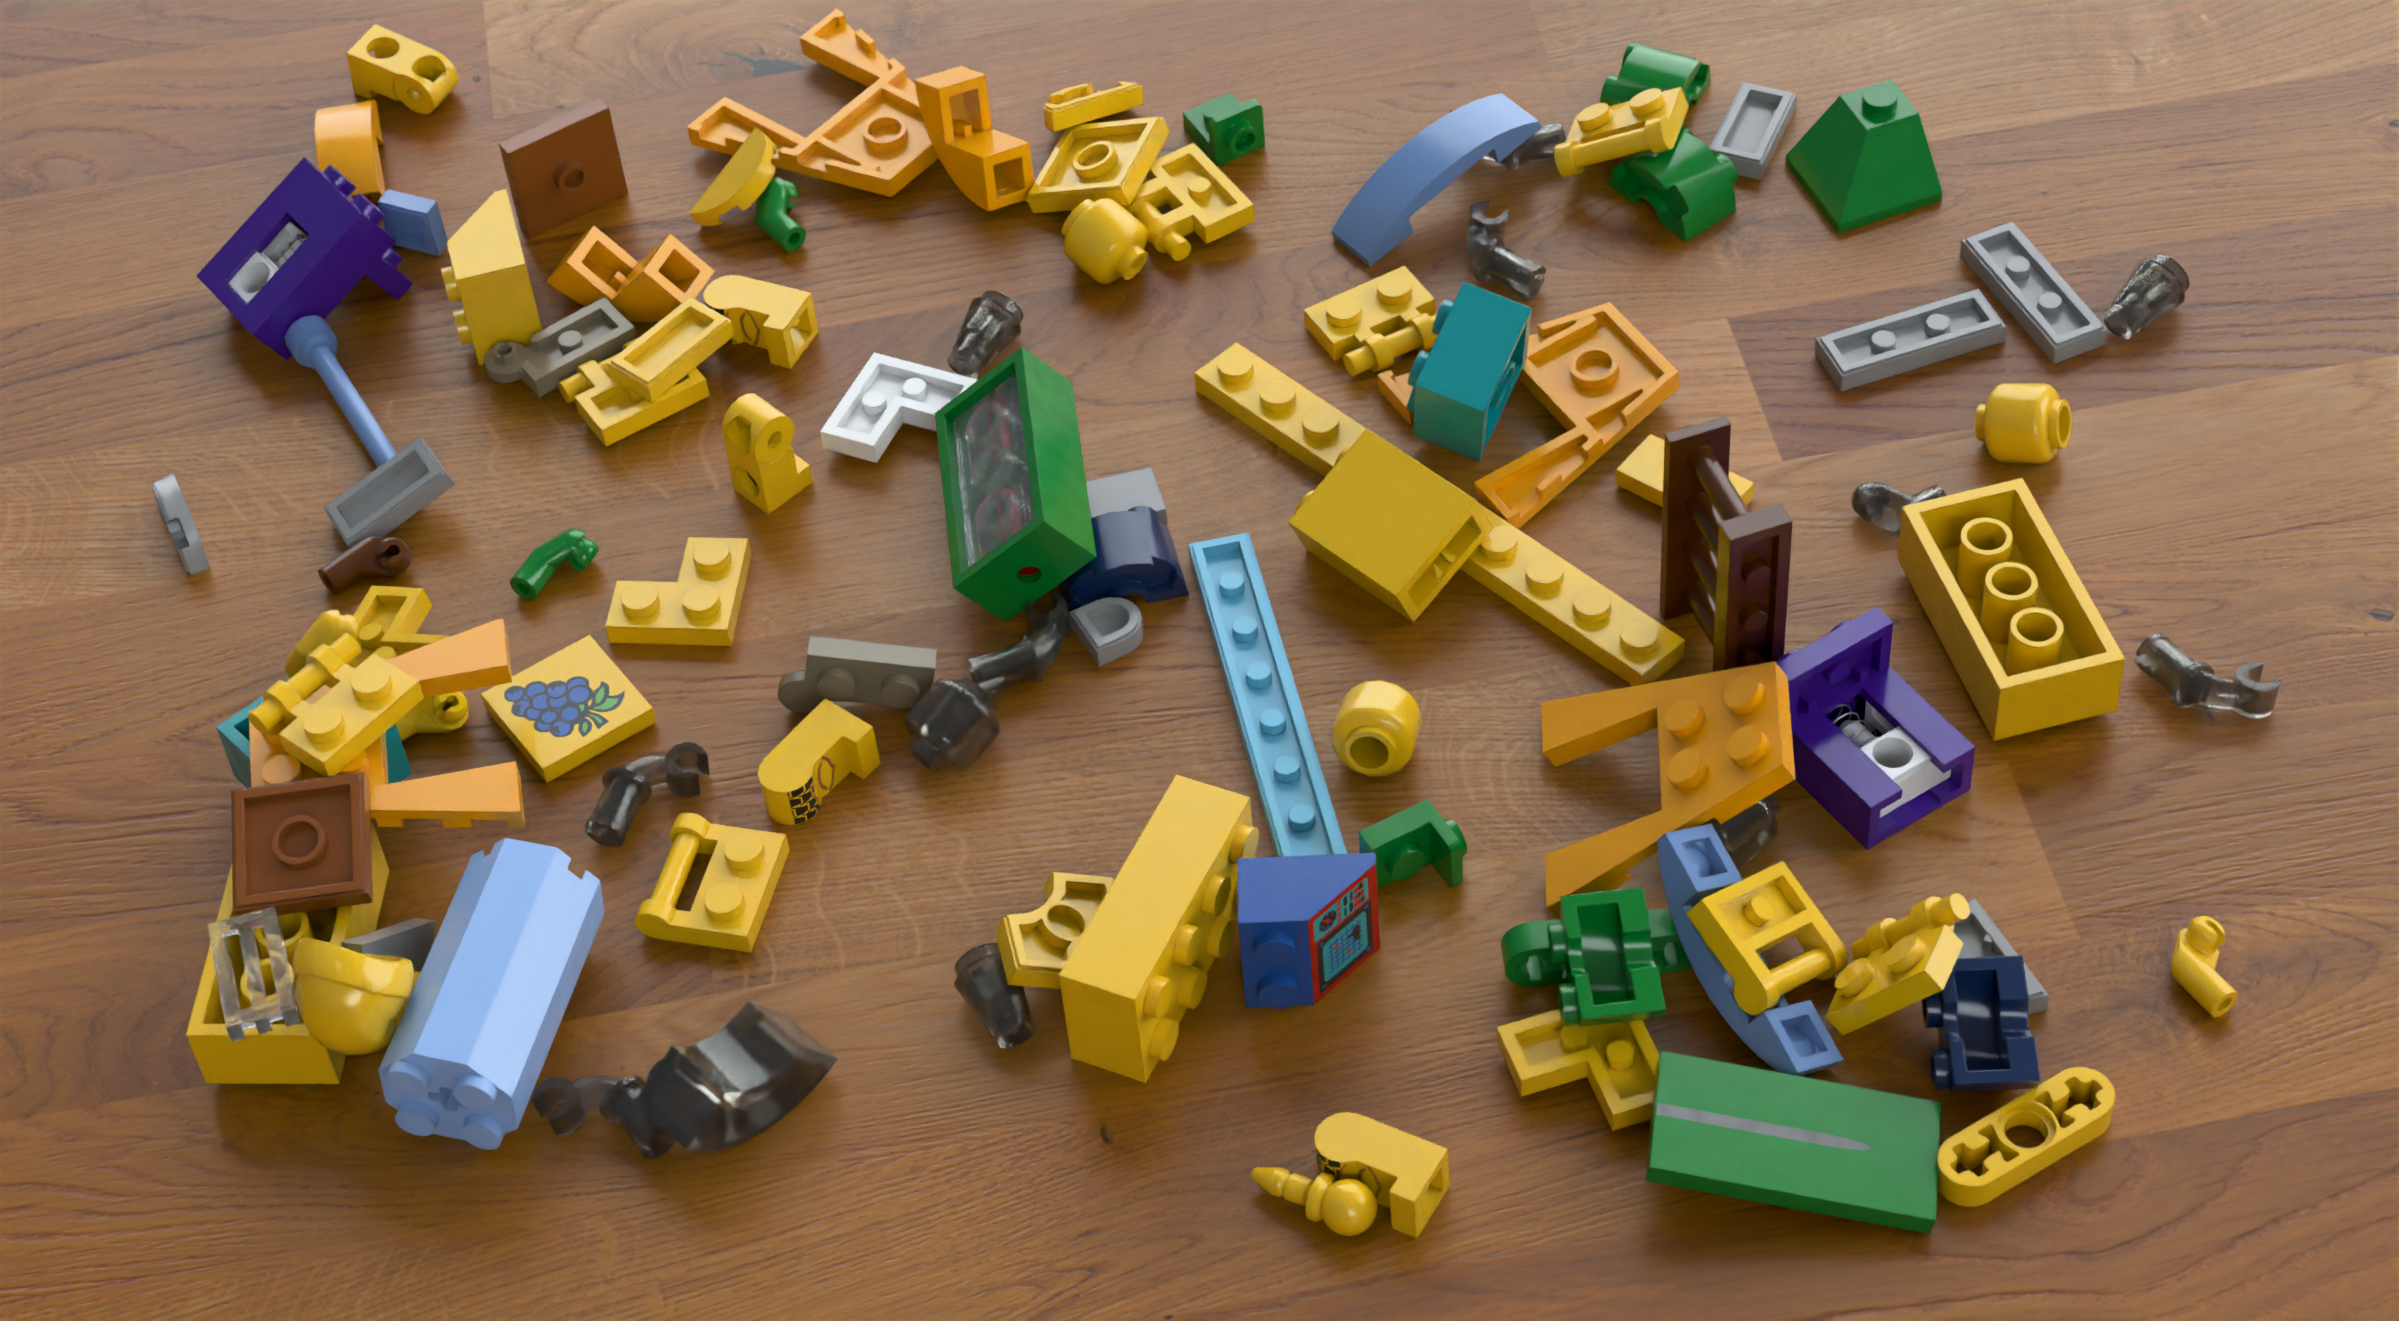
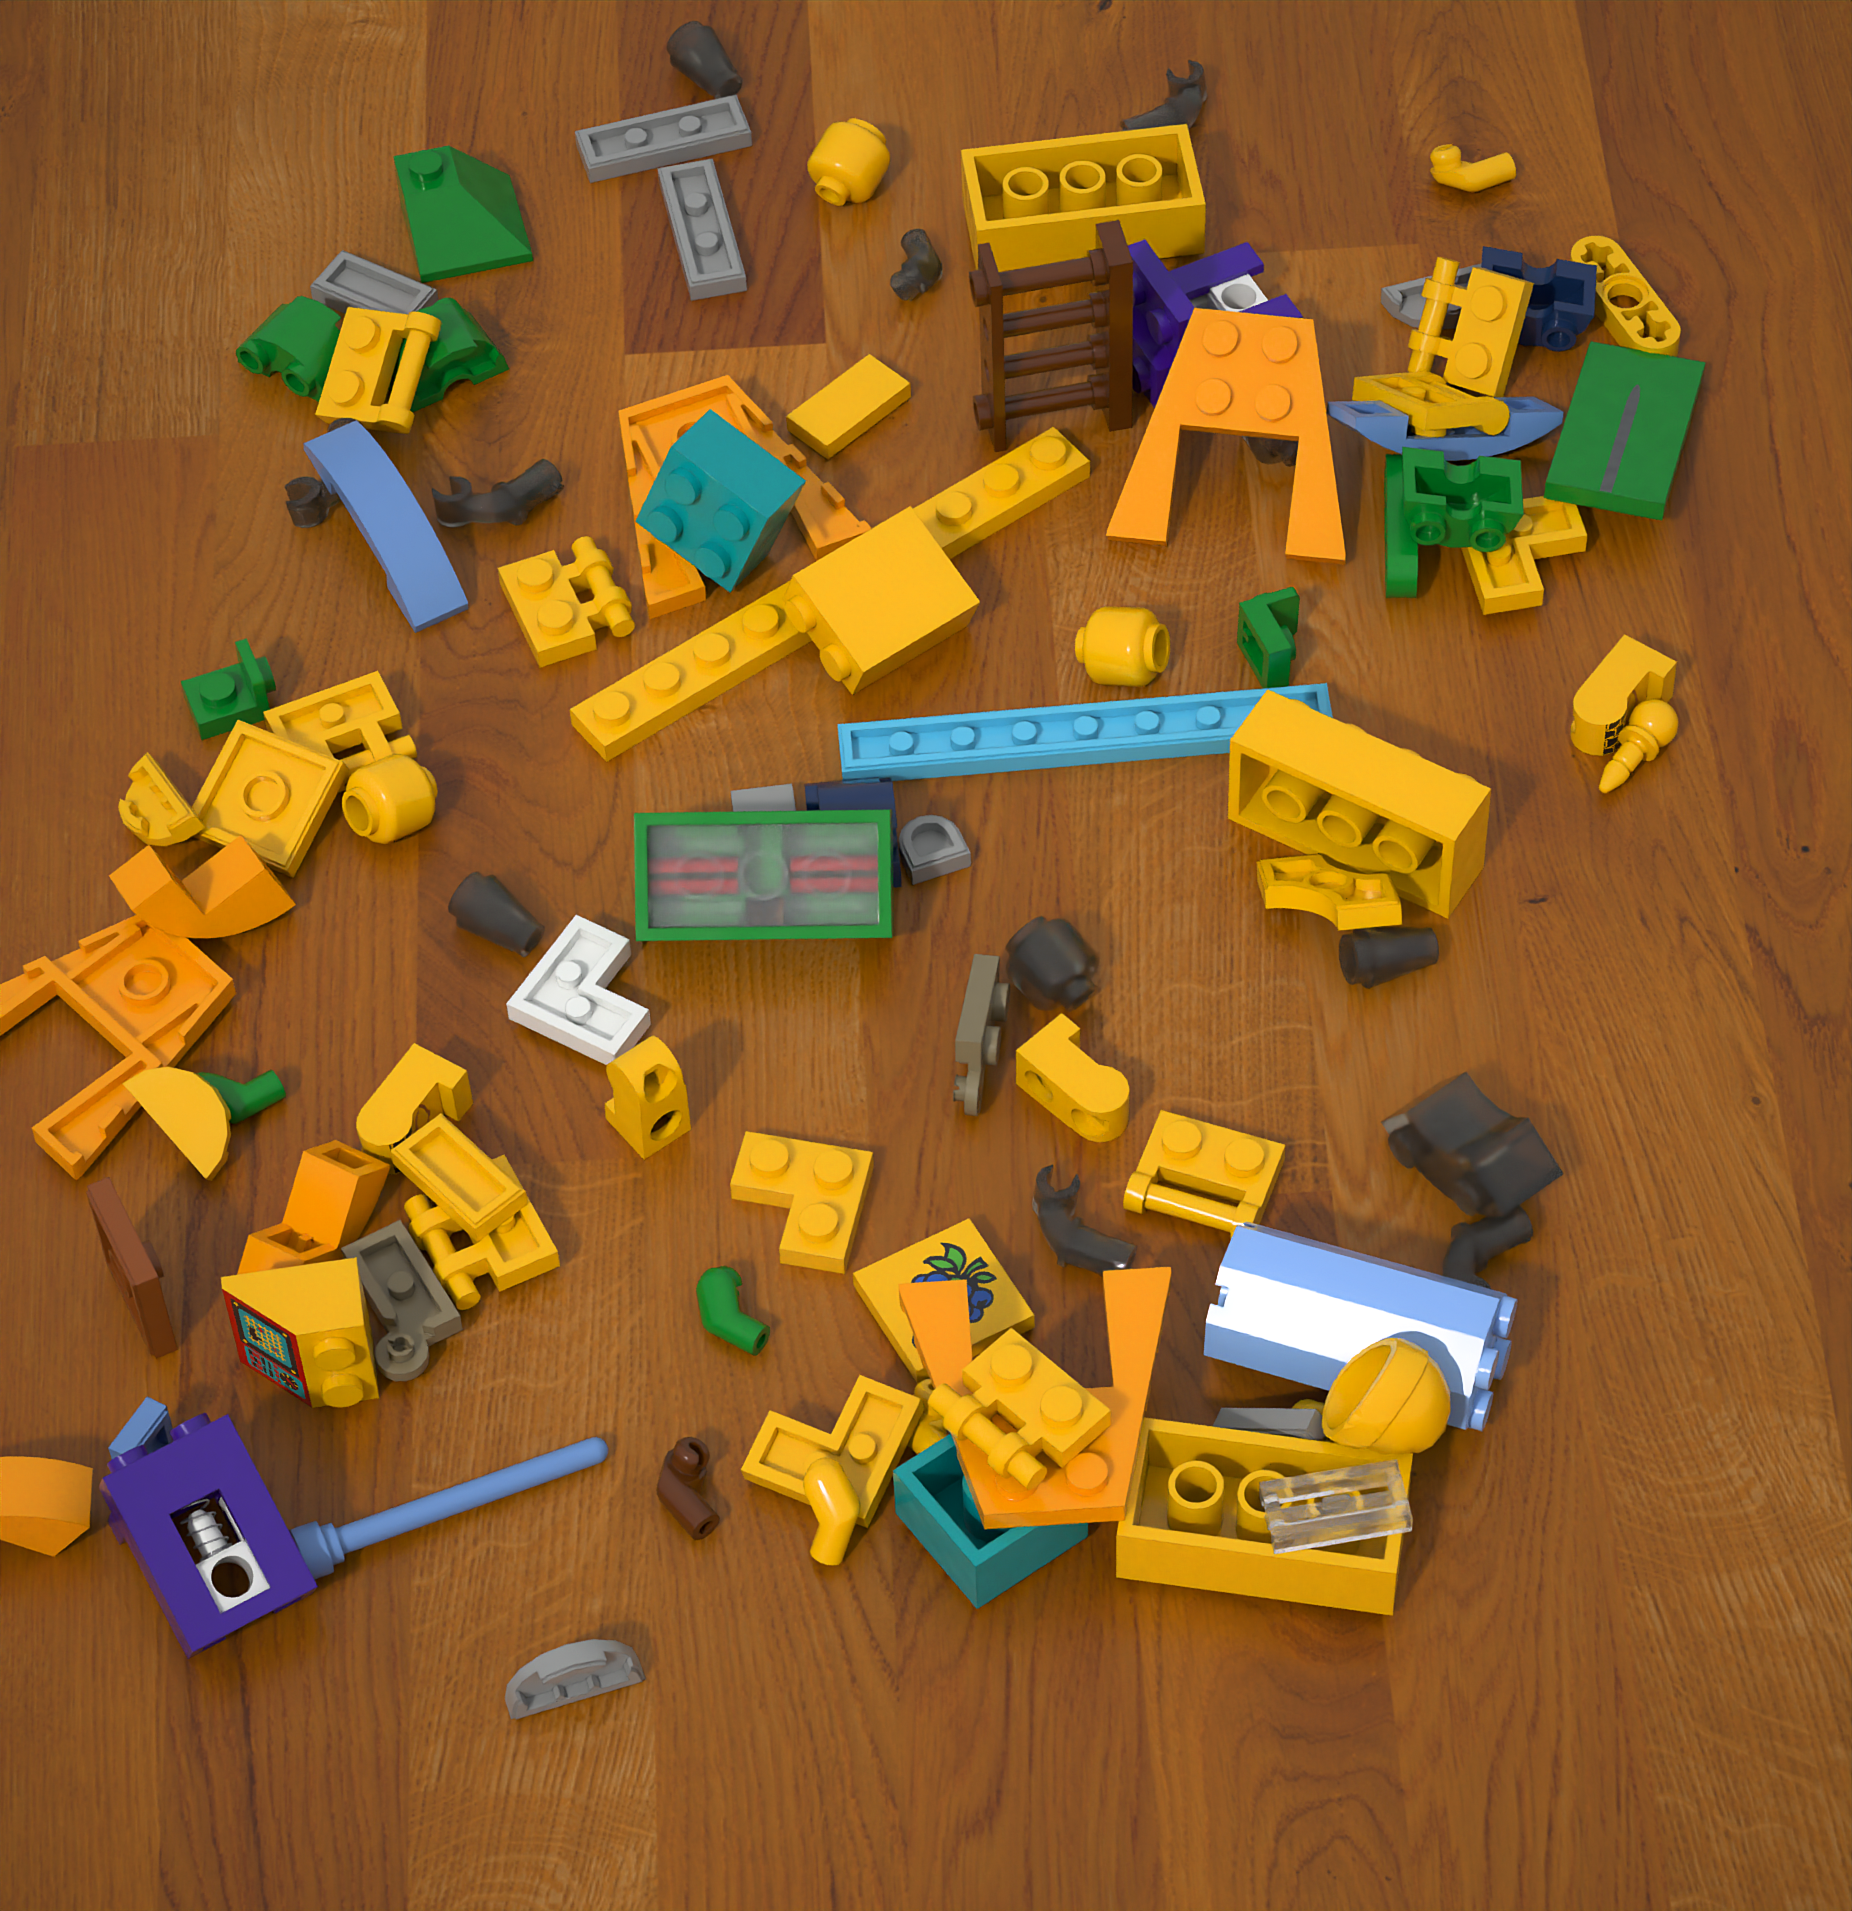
camera: 85 degrees left, 5 degrees up
(302, 845) = (1187, 1456): dark orange plate -> none
(389, 494) = (600, 1459): light grey tile -> none
(1029, 656) = (964, 902): clear smoke piece -> none
(1304, 924) = (1381, 686): blue slope -> none

